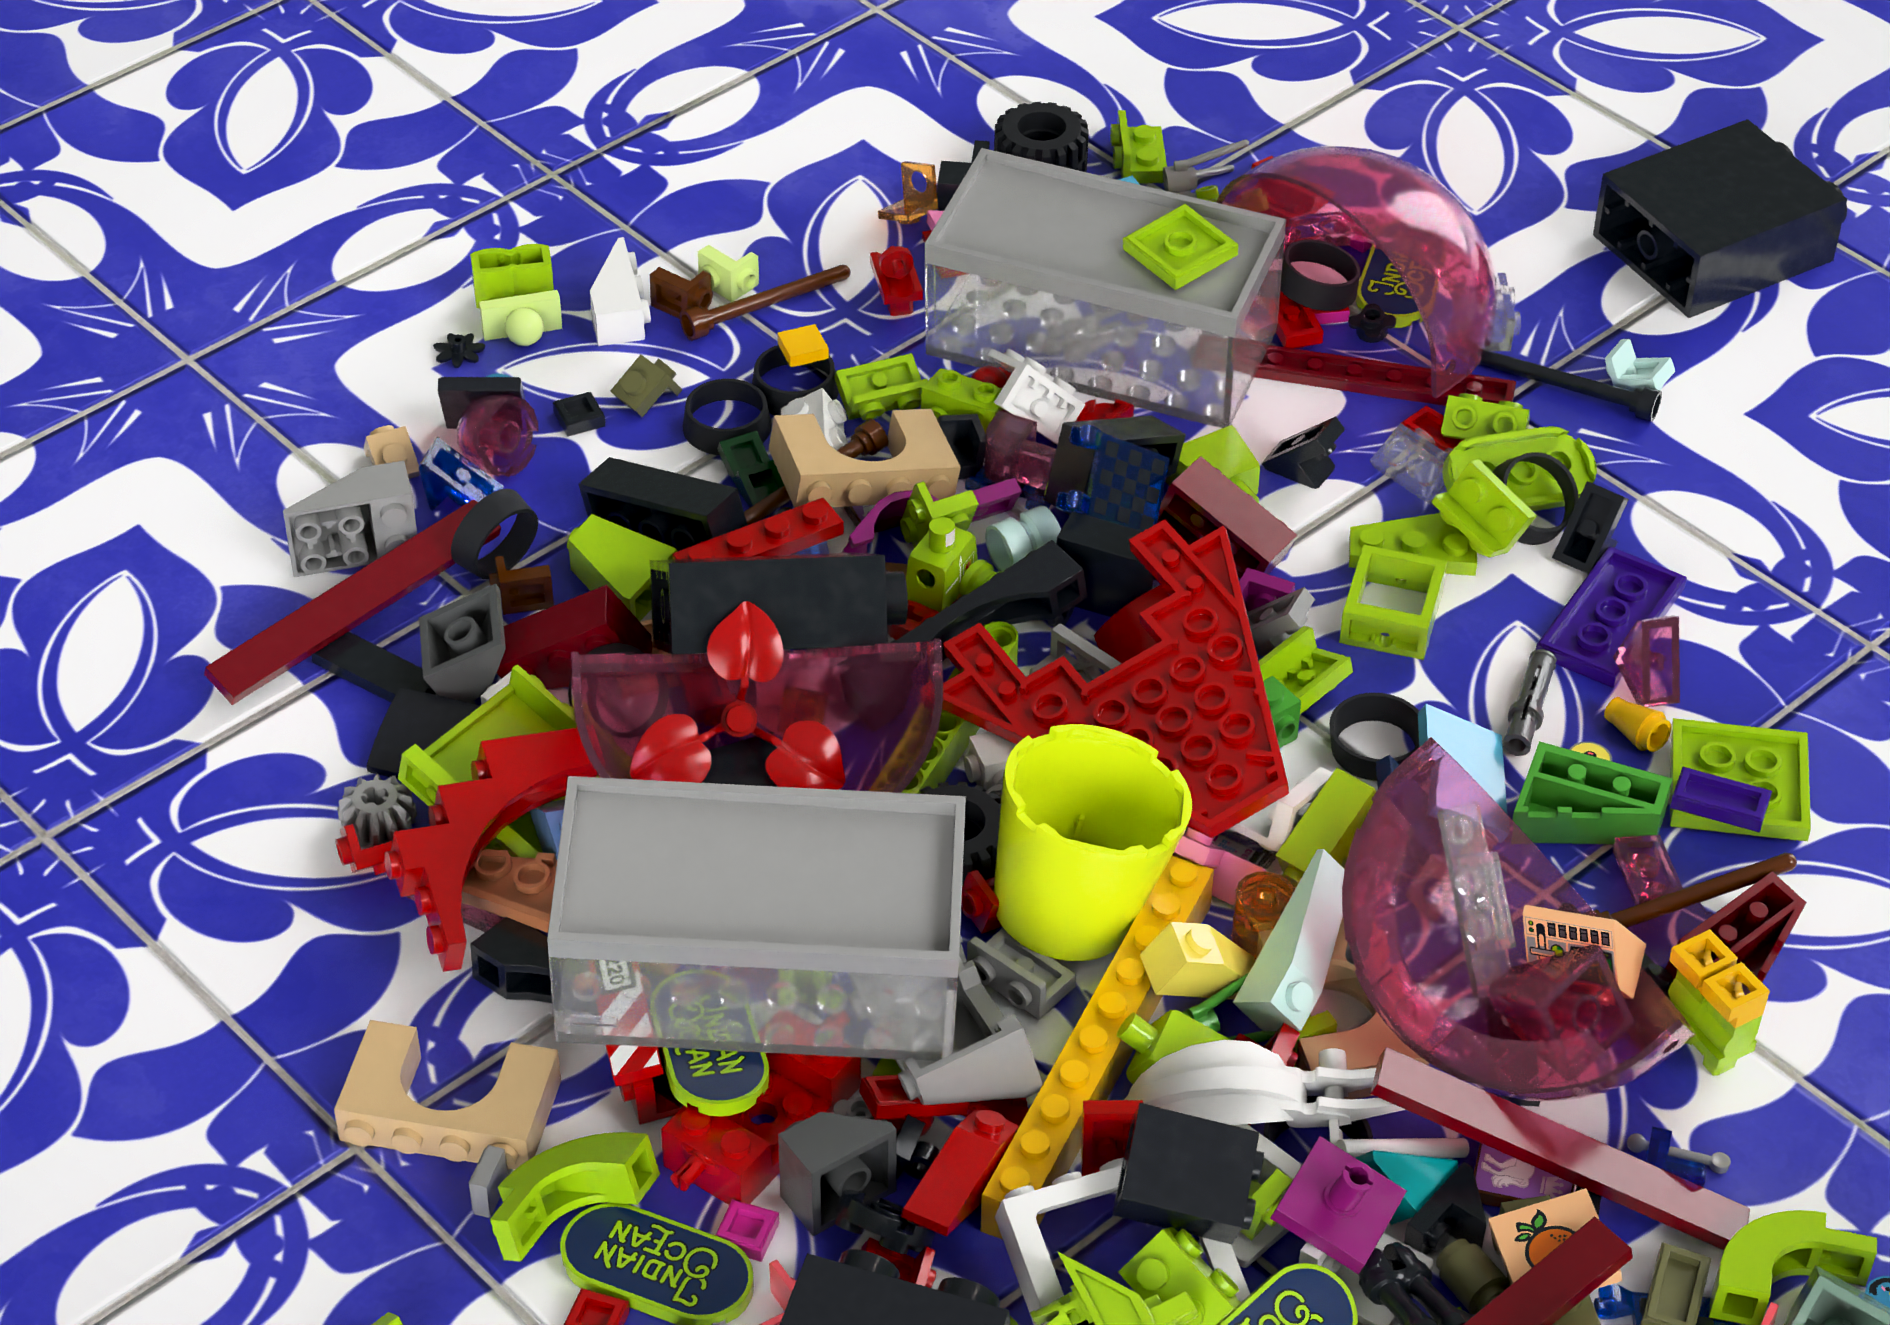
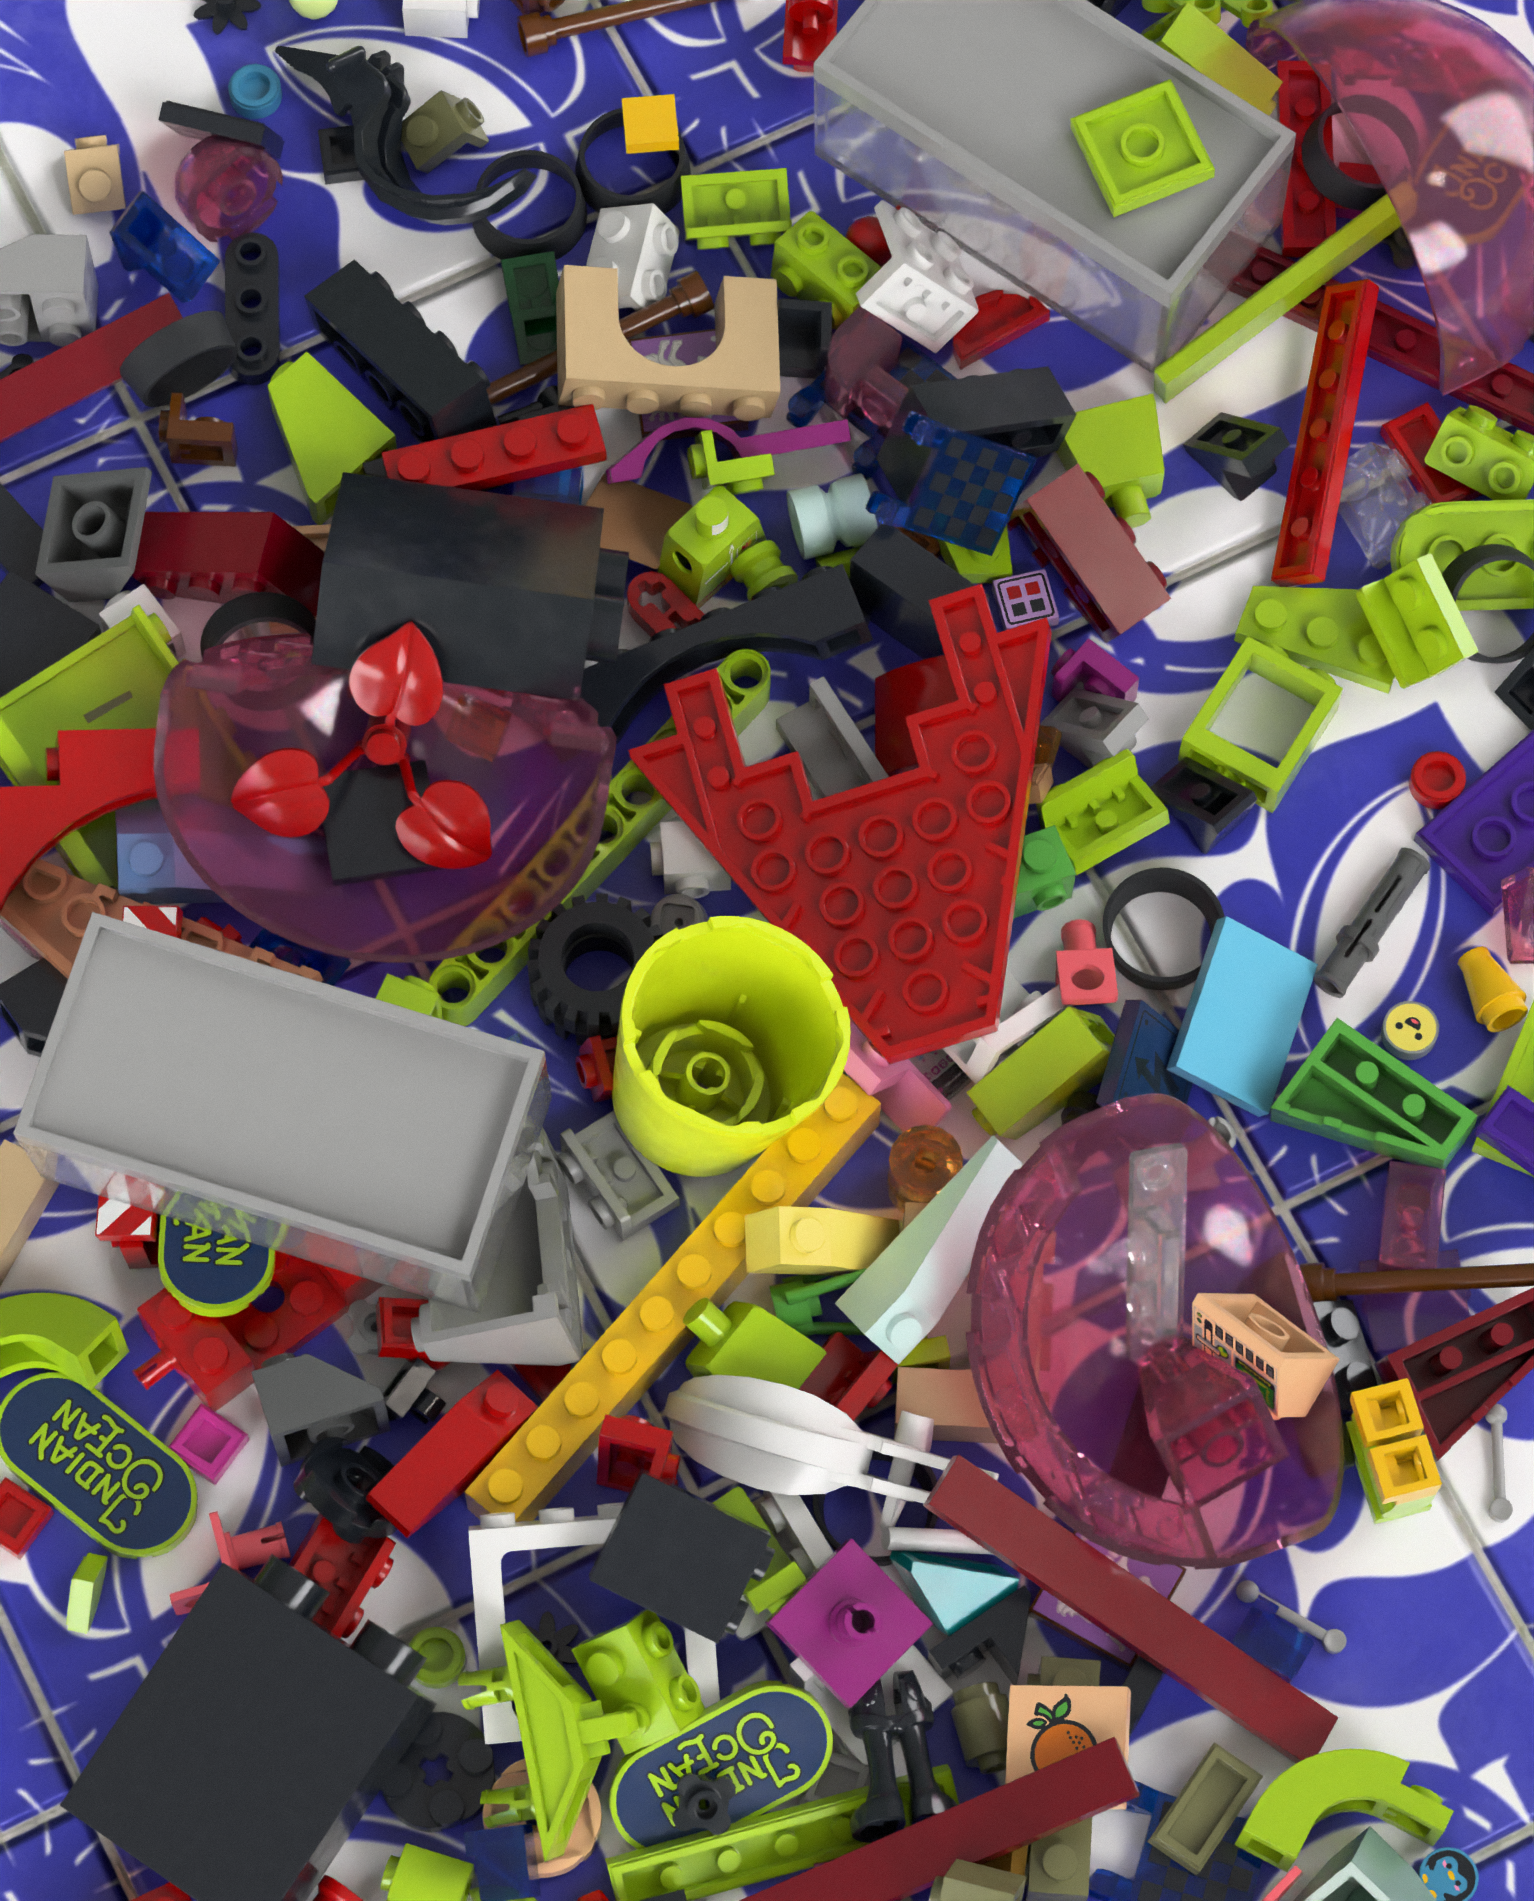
camera: 15 degrees right, 25 degrees up
(537, 492) = (256, 325): none -> black plate
(595, 373) = (377, 103): none -> black piece
(1301, 355) = (1275, 299): none -> lime tile
(1339, 754) = (1082, 970): none -> coral bracket
(1364, 430) = (1325, 434): none -> red tile
(1379, 649) = (1204, 801): none -> black slope
(1535, 614) = (1437, 779): none -> red tile
(1805, 1046) = (1500, 1508): none -> light grey hinge

